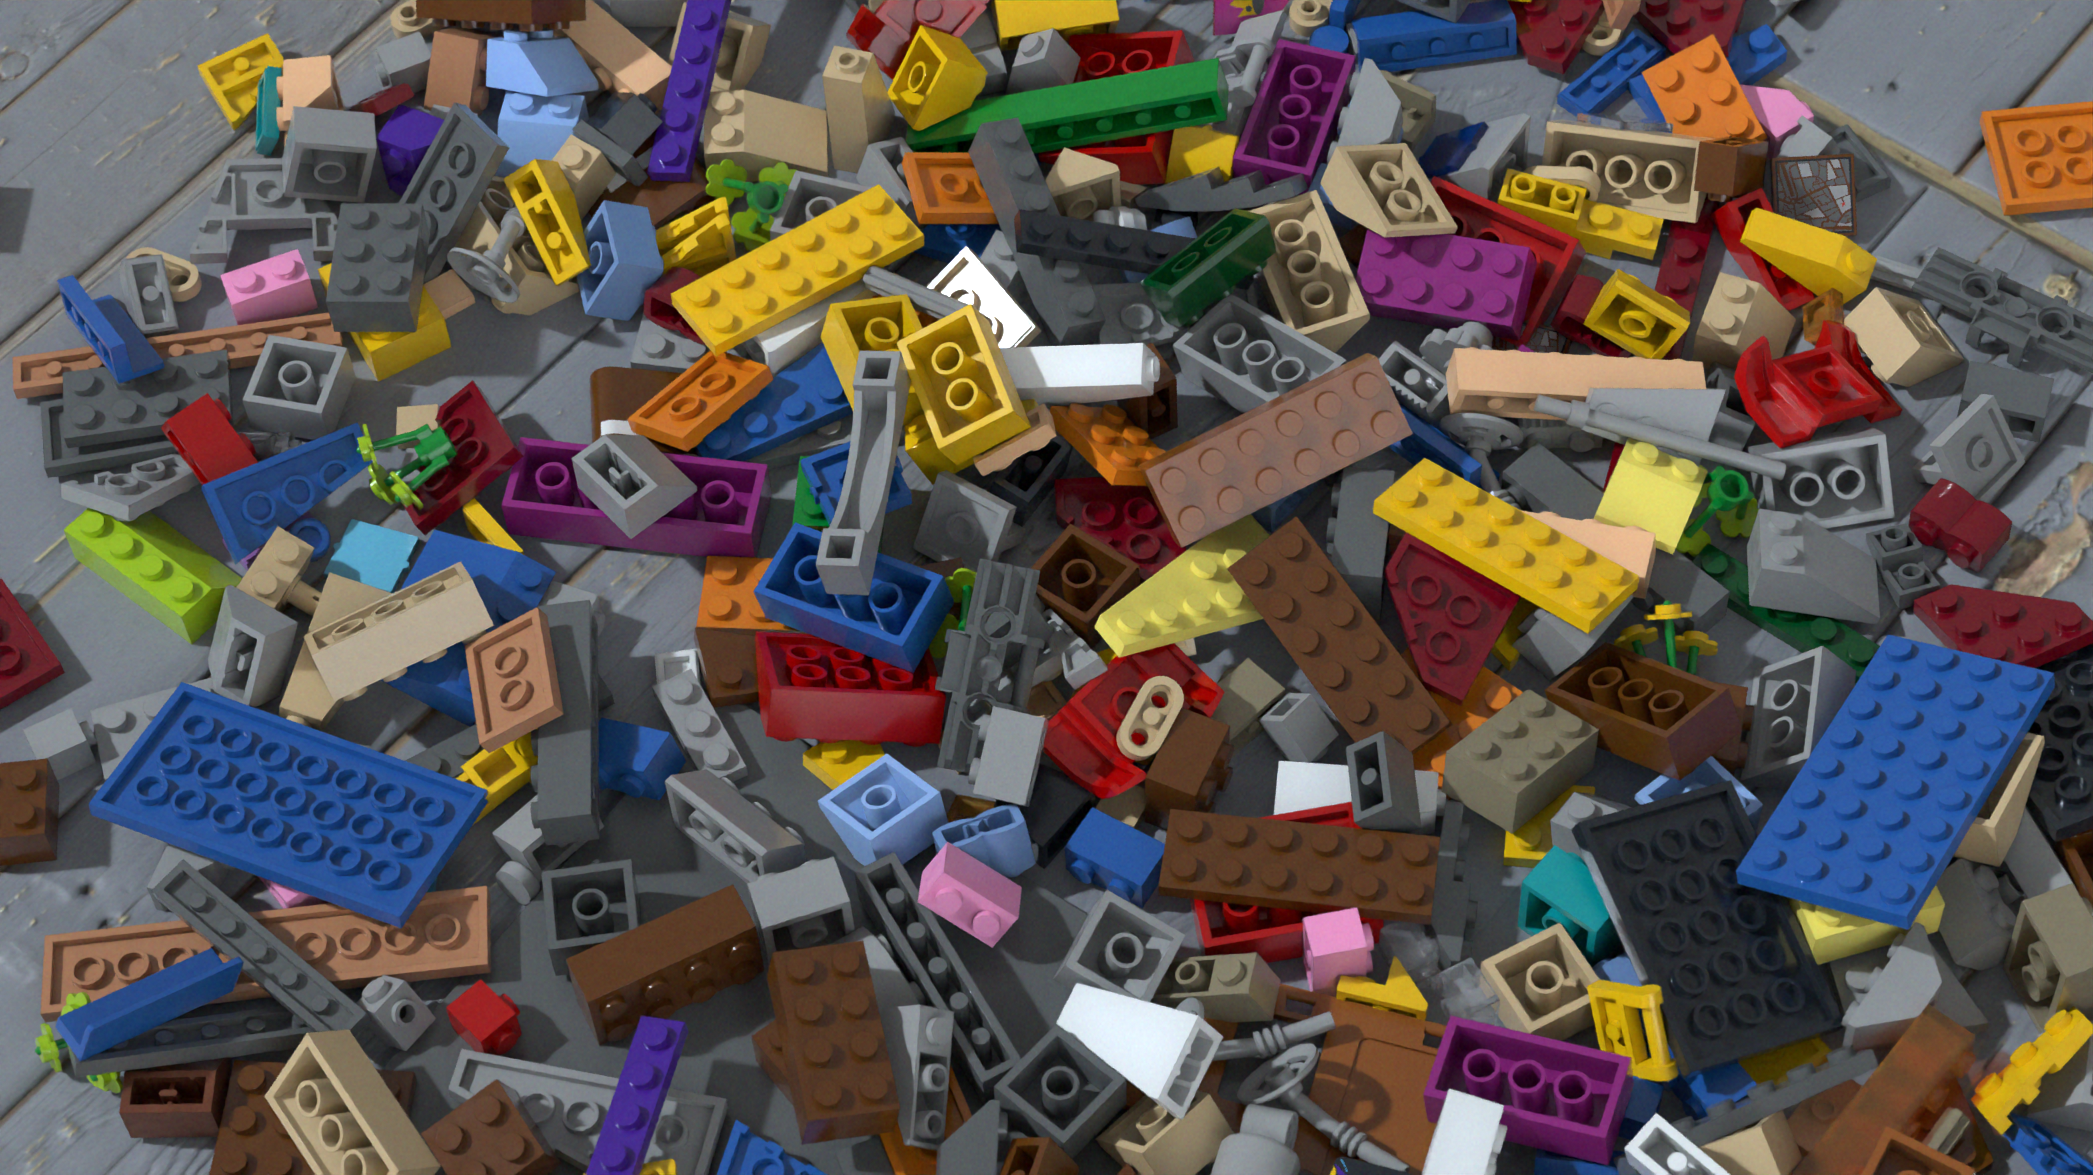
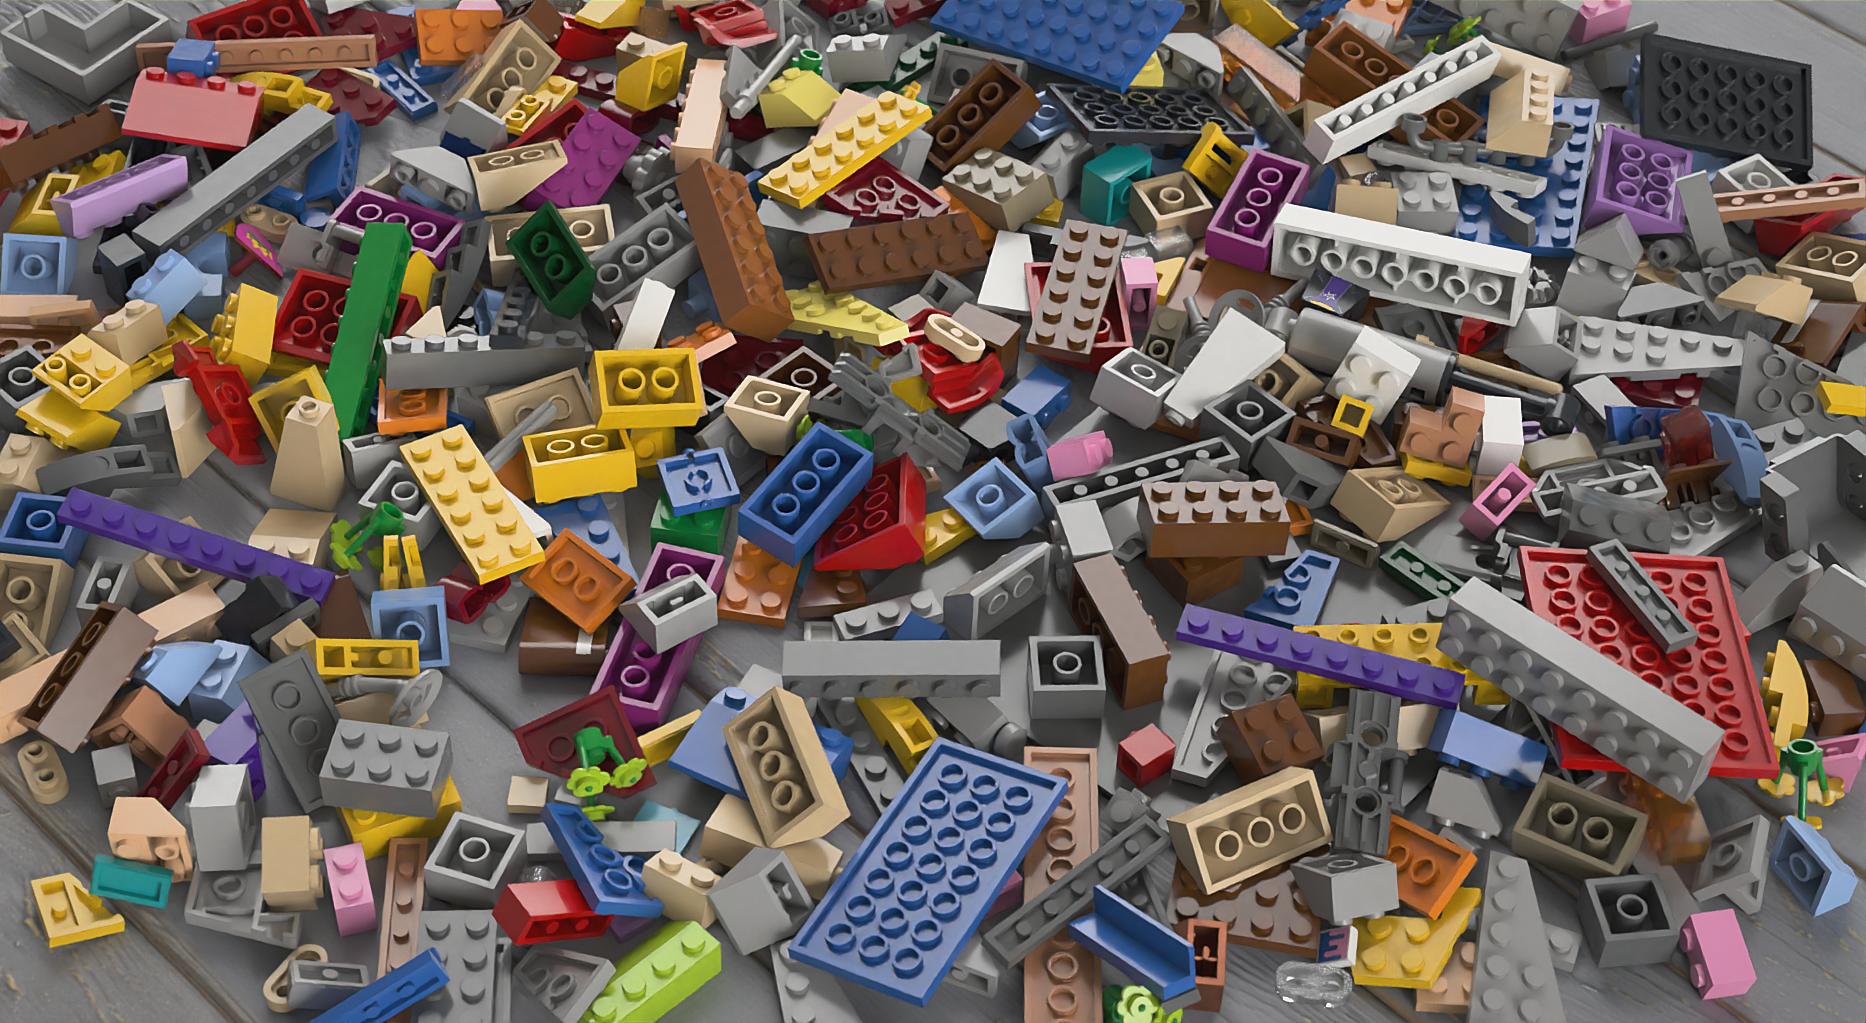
camera: 90 degrees left, 10 degrees down
(273, 220) = (292, 864): none -> tan brick
(352, 524) = (625, 837): none -> light grey tile
(513, 680) = (860, 685): nougat plate -> none
(852, 540) = (654, 431): light grey arch -> none
(985, 525) = (767, 413): none -> tan slope
(1008, 755) = (972, 414): light grey brick -> none
(1042, 63) = (293, 353): light grey slope -> none
(1383, 785) = (1023, 239): dark grey brick -> none

